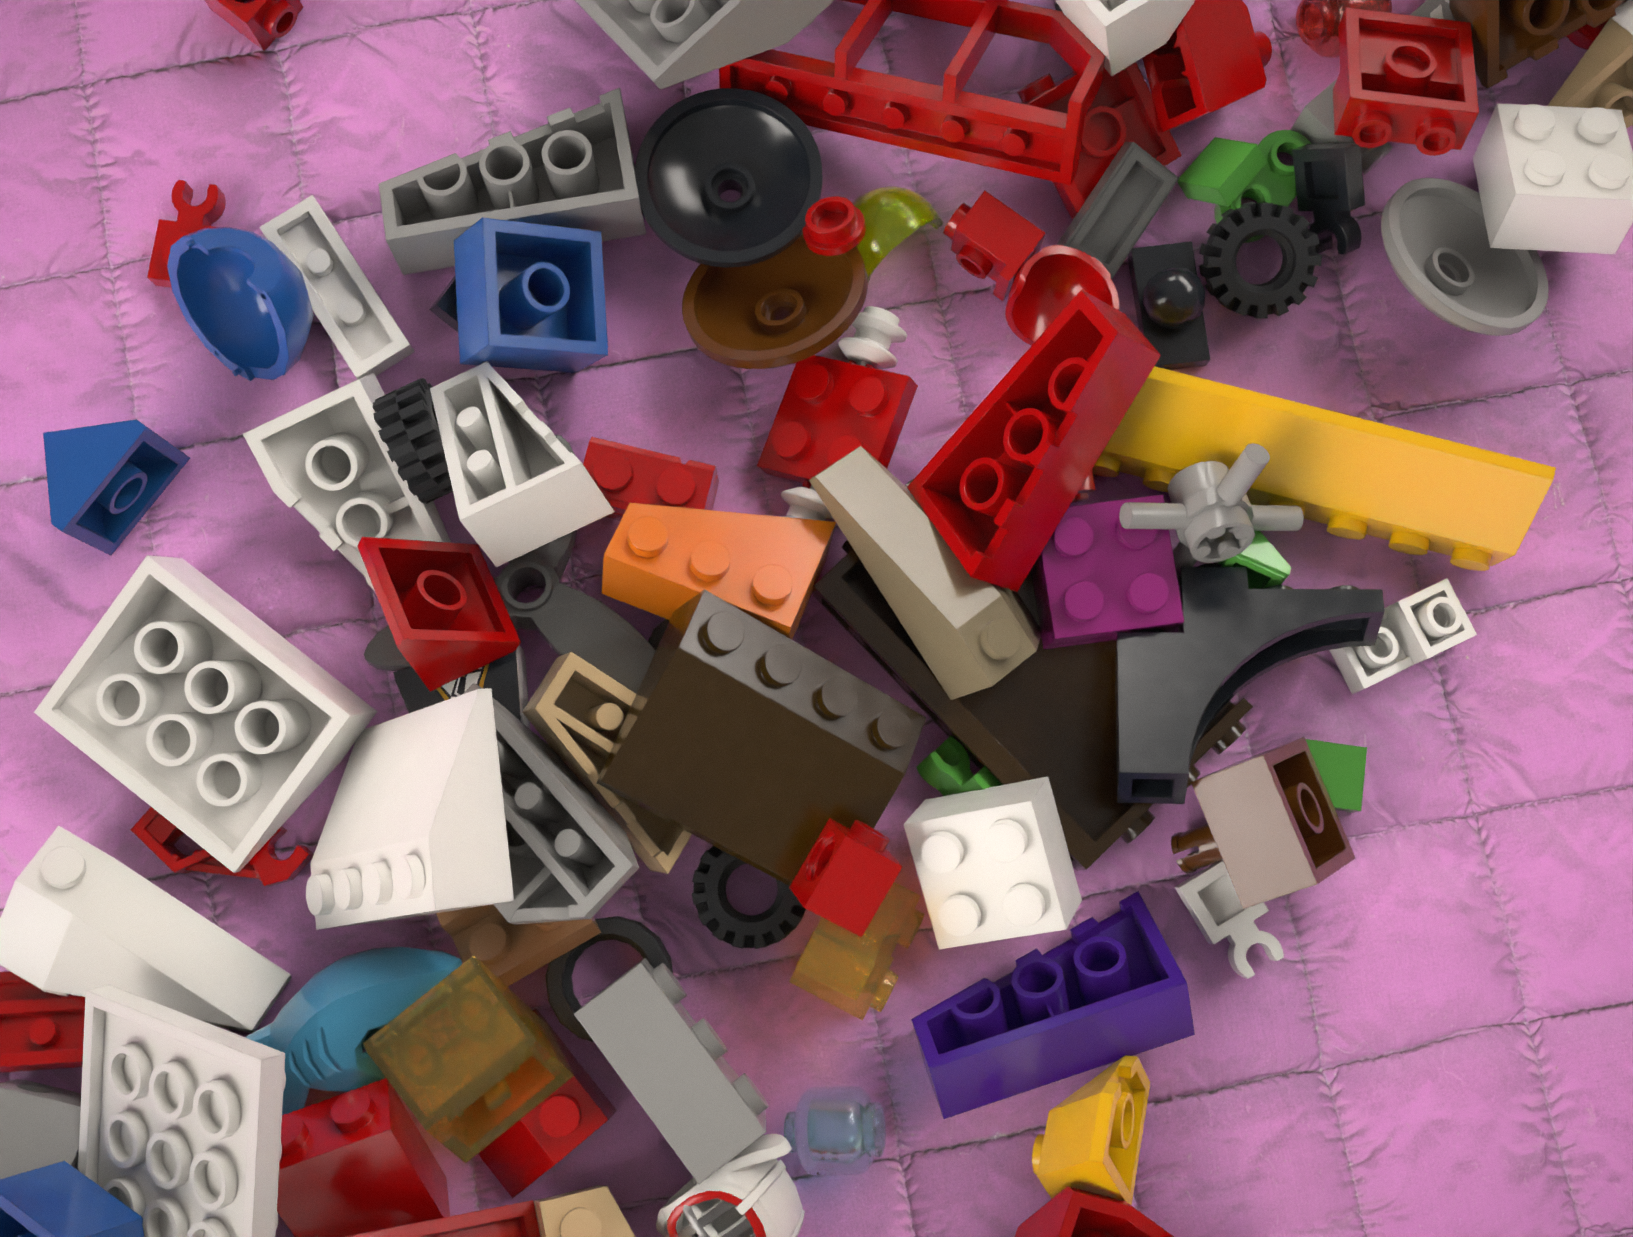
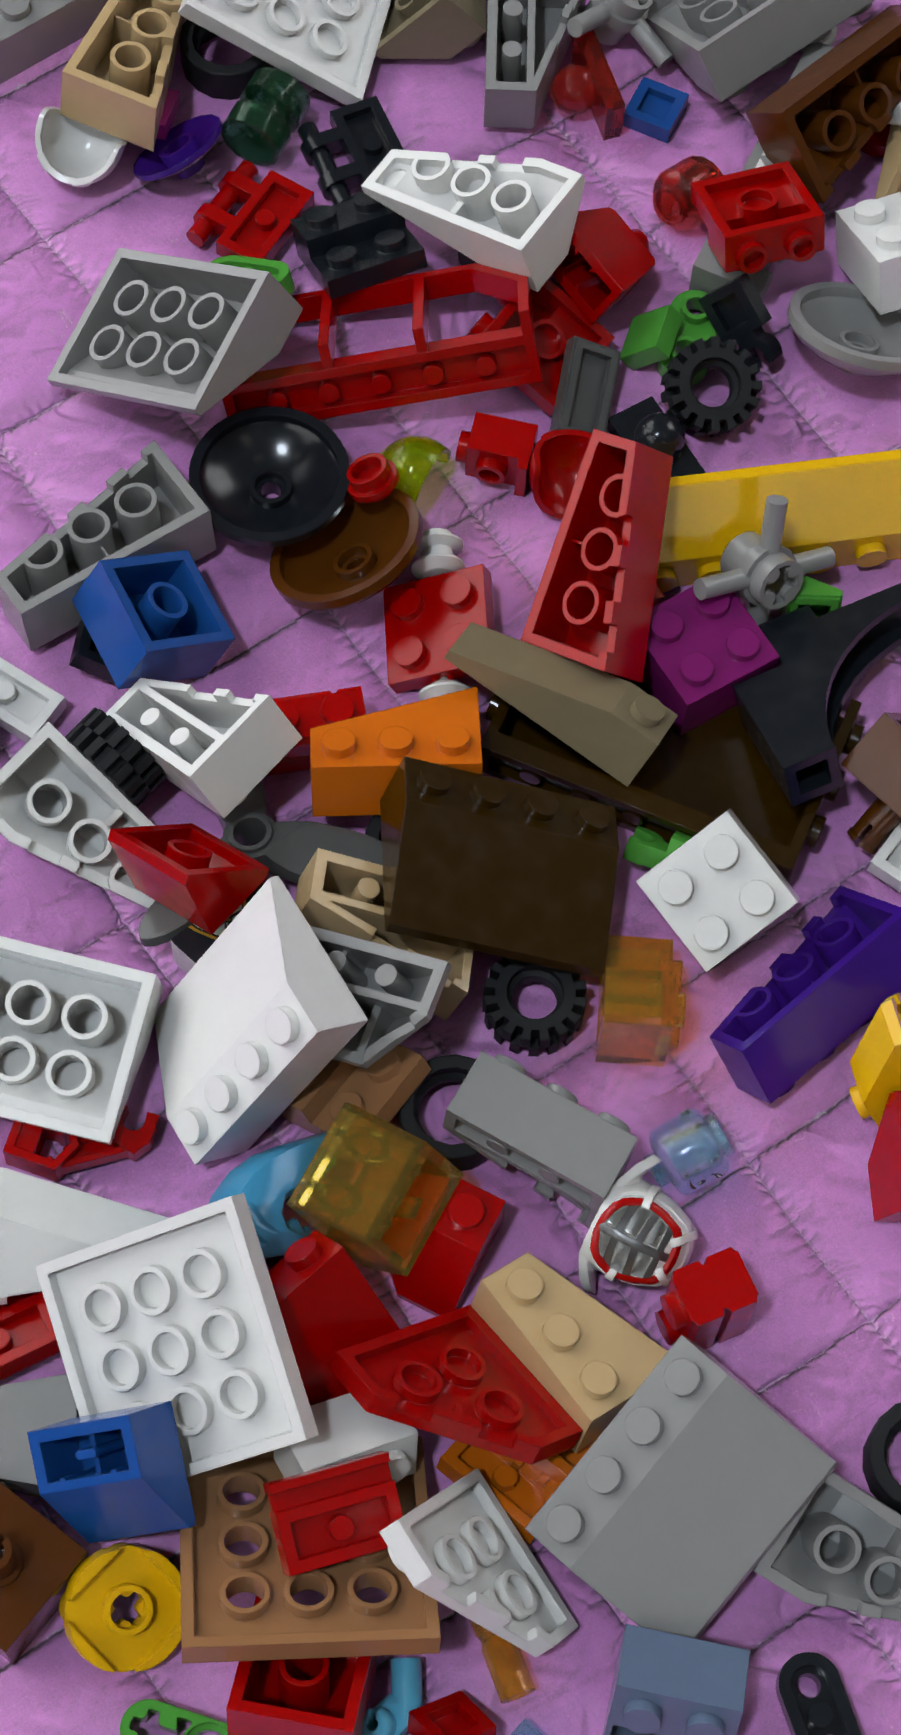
camera: 25 degrees left, 15 degrees down
(846, 875) = (609, 930): red brick -> none

